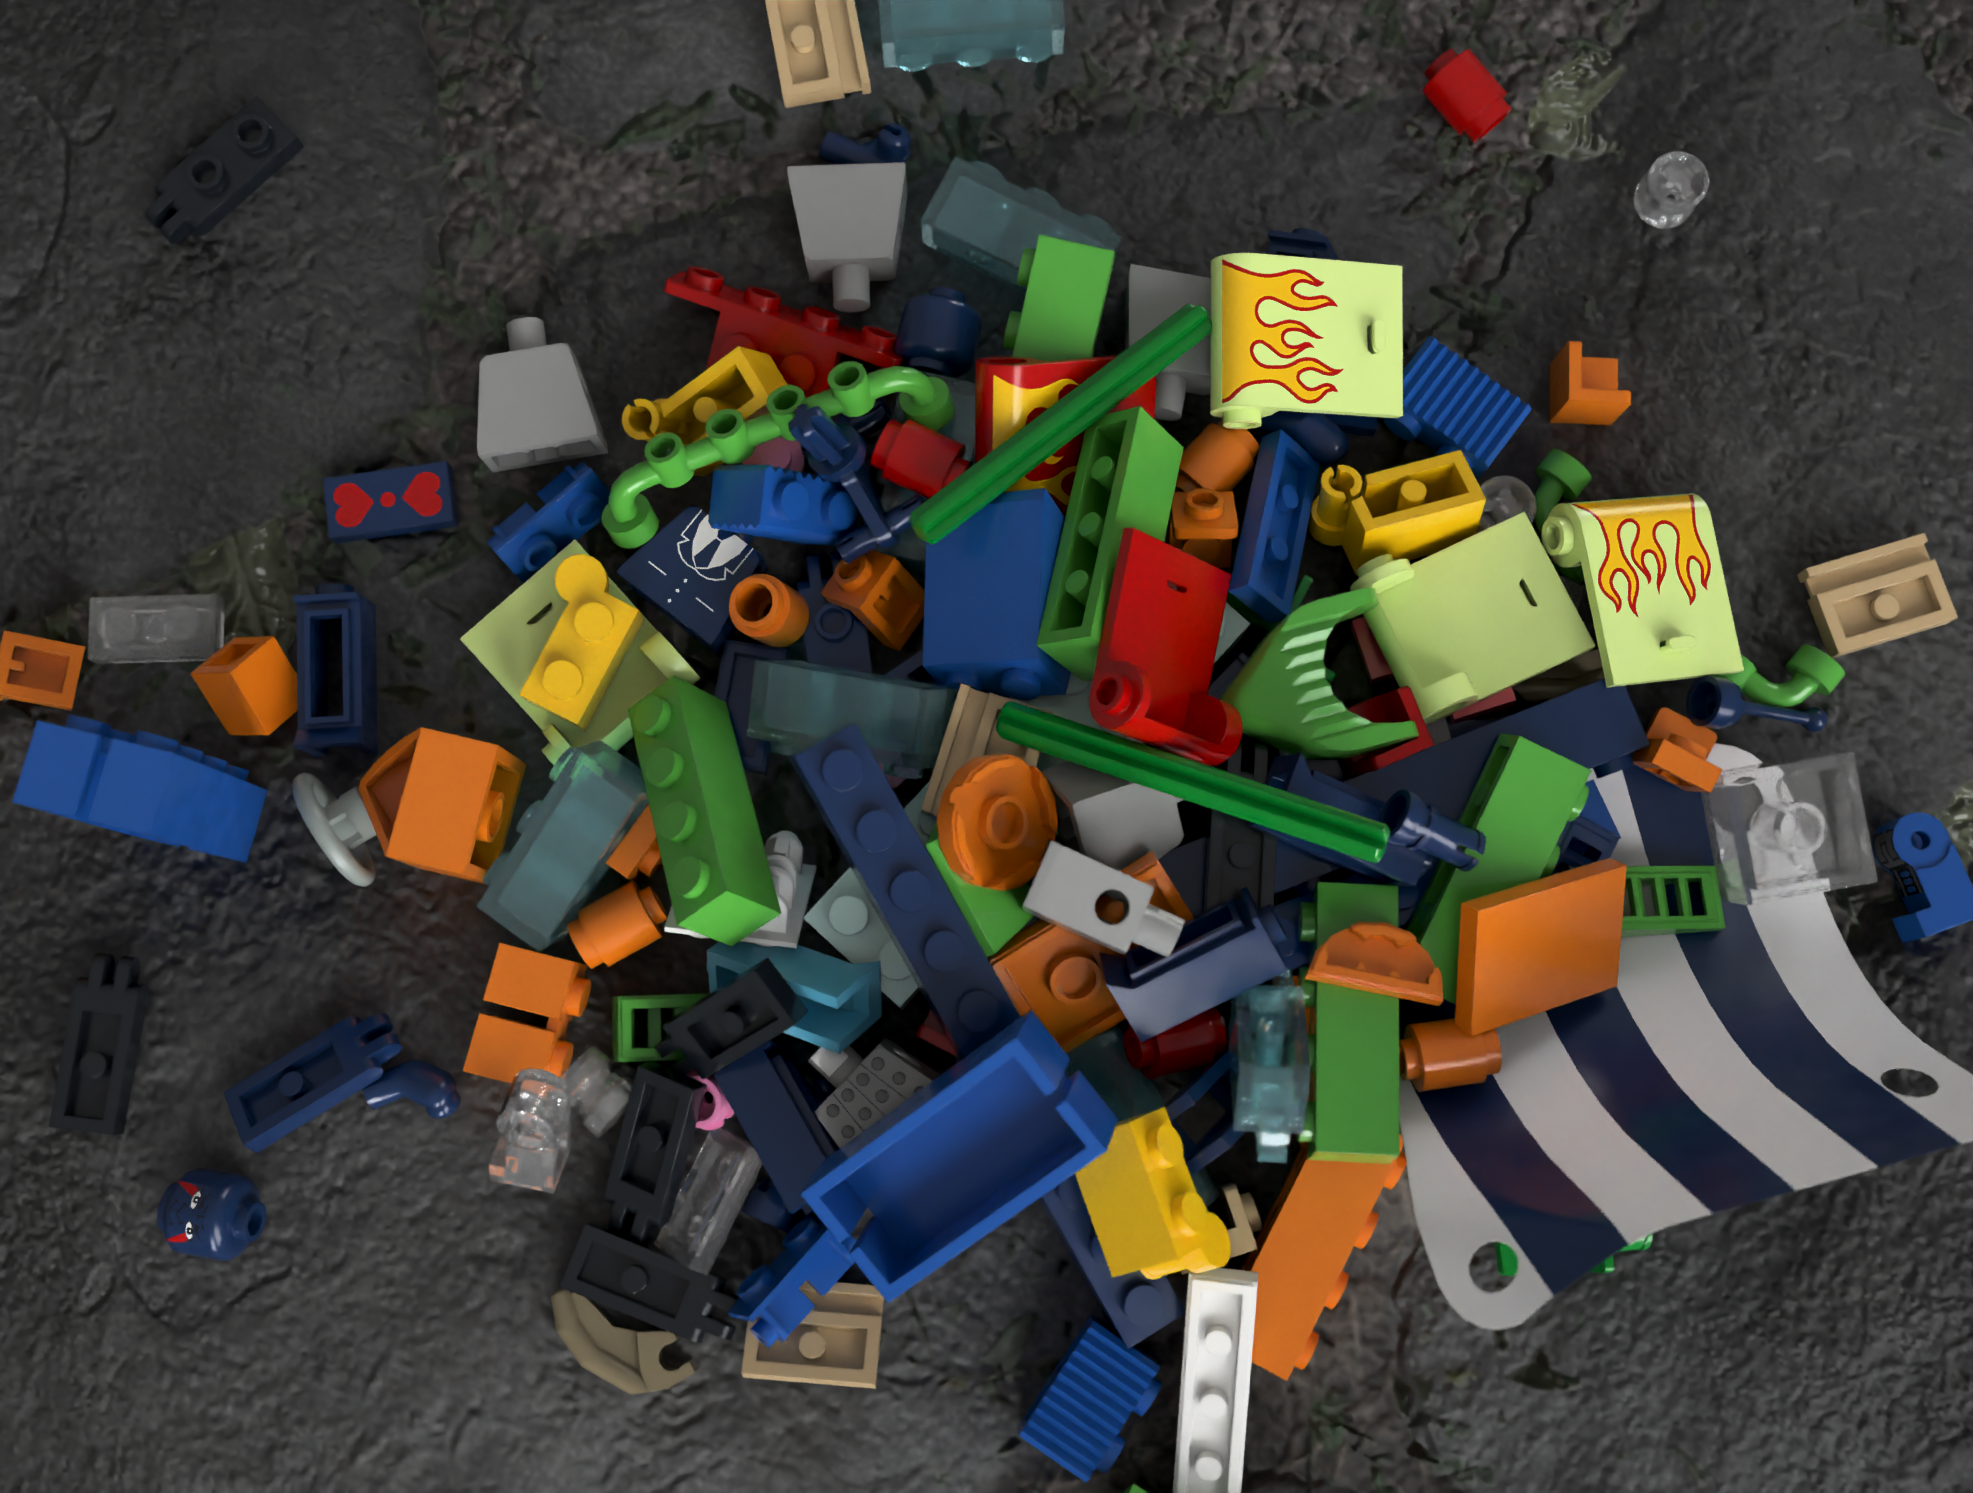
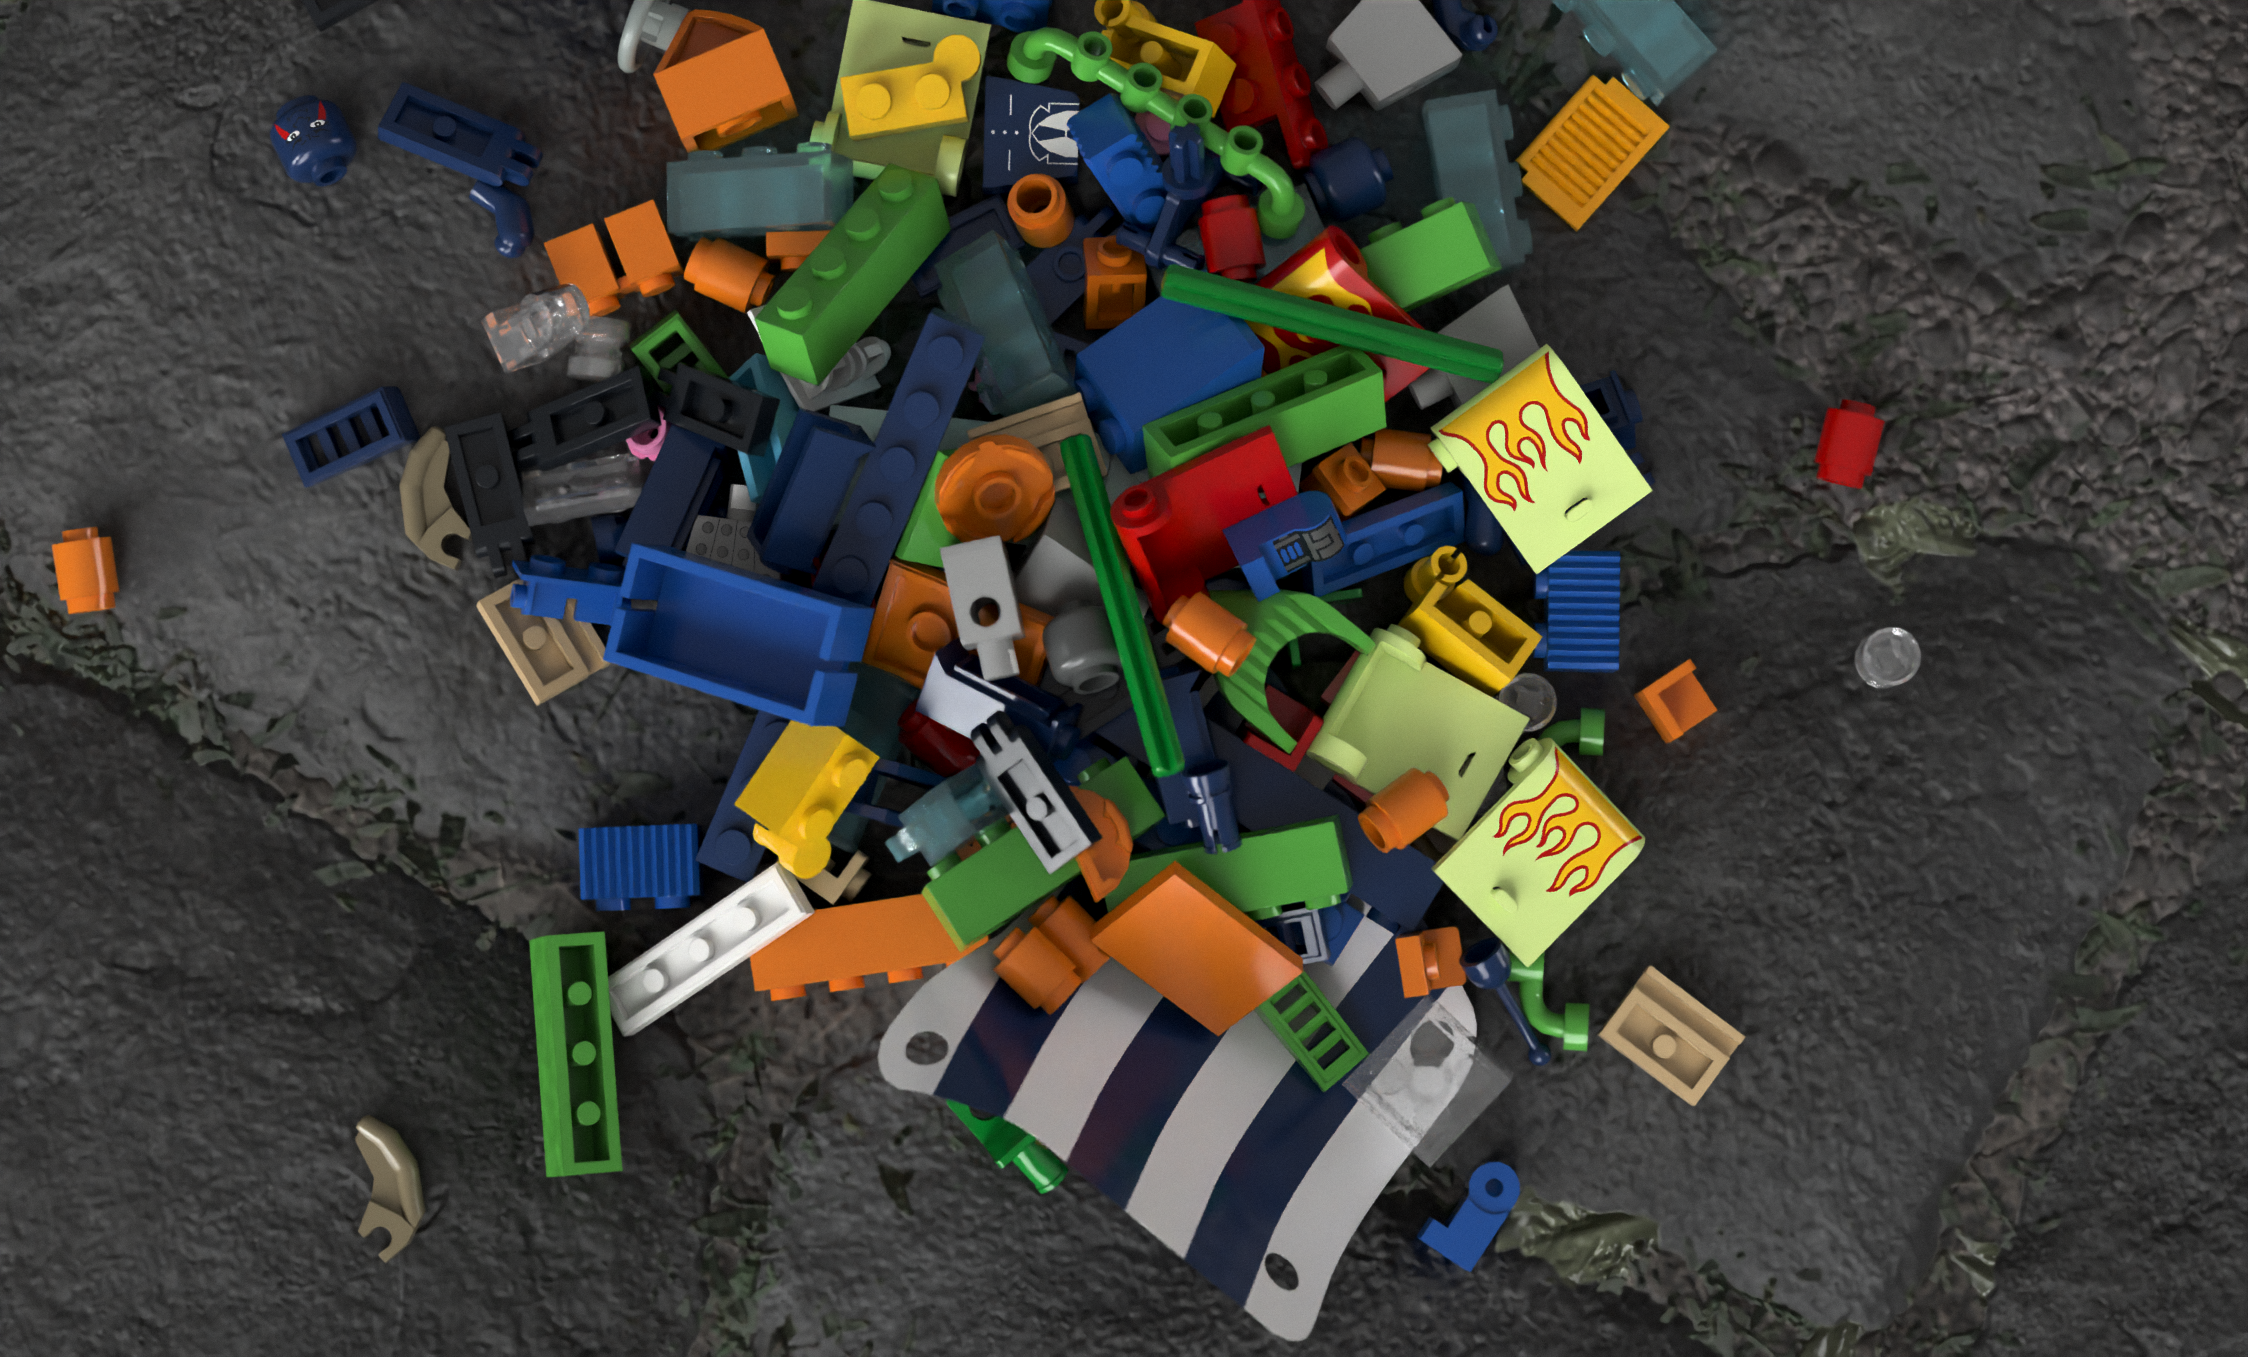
camera: 50 degrees right, 5 degrees up
(513, 1335) = (395, 416): none -> dark blue slope
(871, 993) = (806, 491): none -> dark blue window
(1058, 129) = (1589, 149): none -> light orange window
(1198, 846) = (1082, 648): none -> dark grey head
(1228, 598) = (1286, 539): none -> blue leg
(1271, 722) = (1208, 634): none -> orange brick
(1305, 987) = (1033, 791): none -> hinge
(1465, 1105) = (1036, 969): none -> orange brick
(1542, 671) = (1404, 810): none -> orange brick

